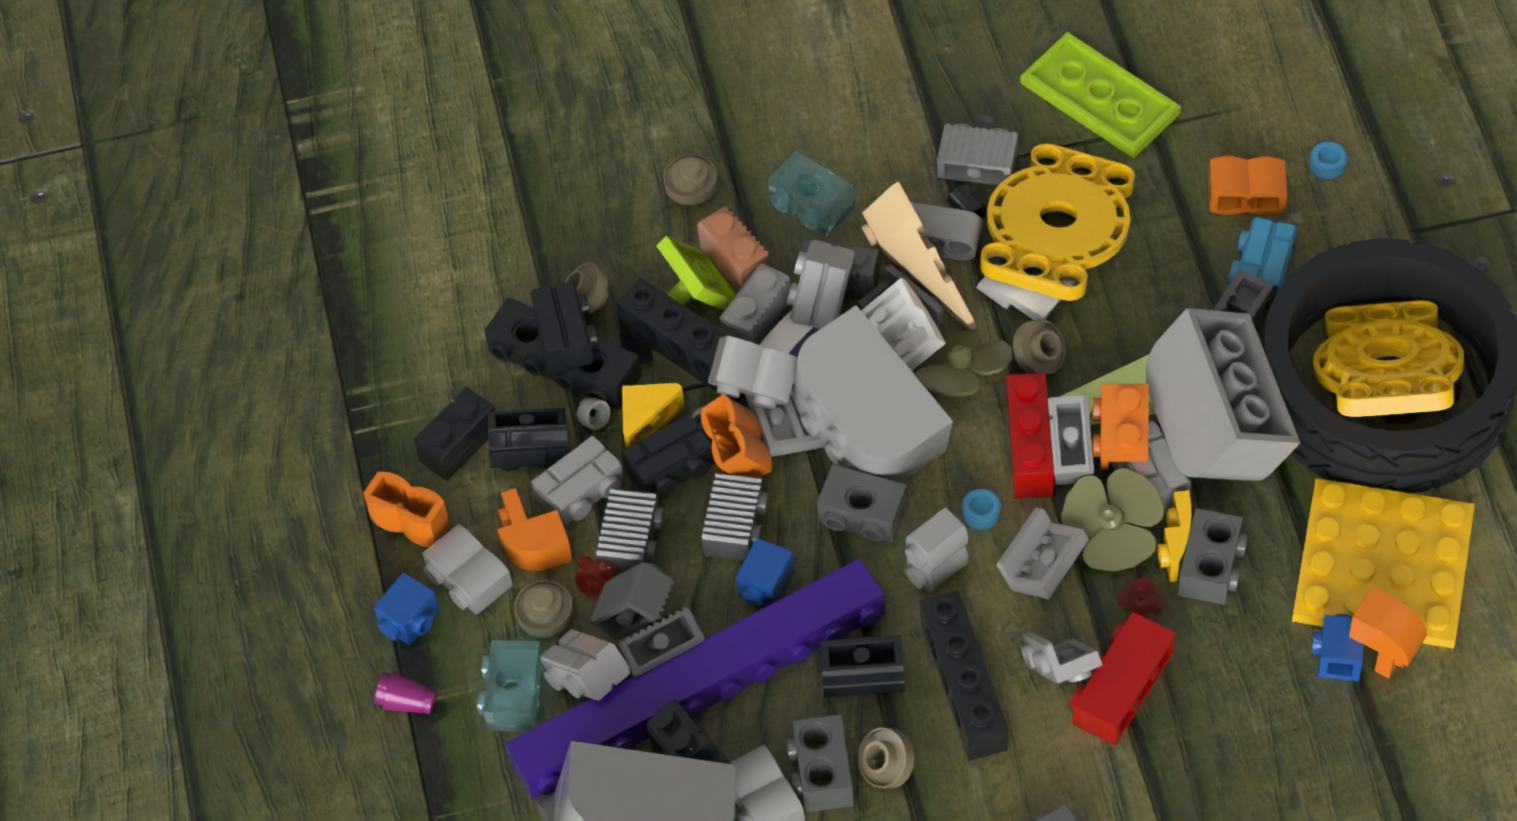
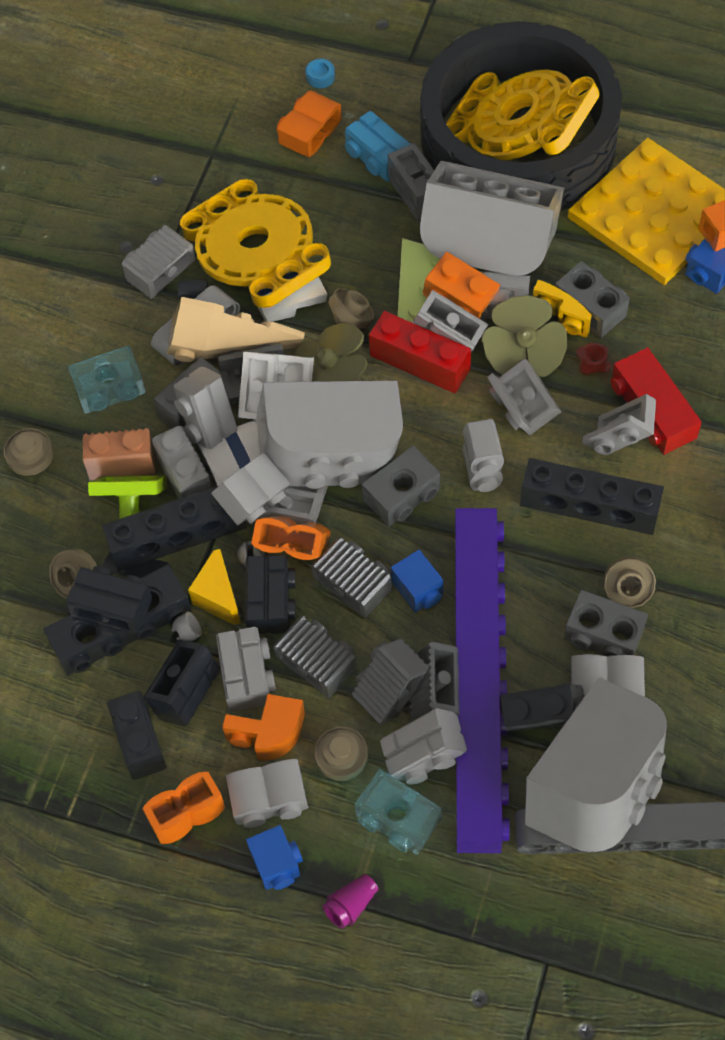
camera: 60 degrees left, 5 degrees up
(592, 575) = (338, 702): clear red plate -> none
(862, 666) = (545, 555): black brick -> none
(981, 509) = (452, 416): dark azure tile -> none
(1100, 94) = (162, 167): lime tile -> none

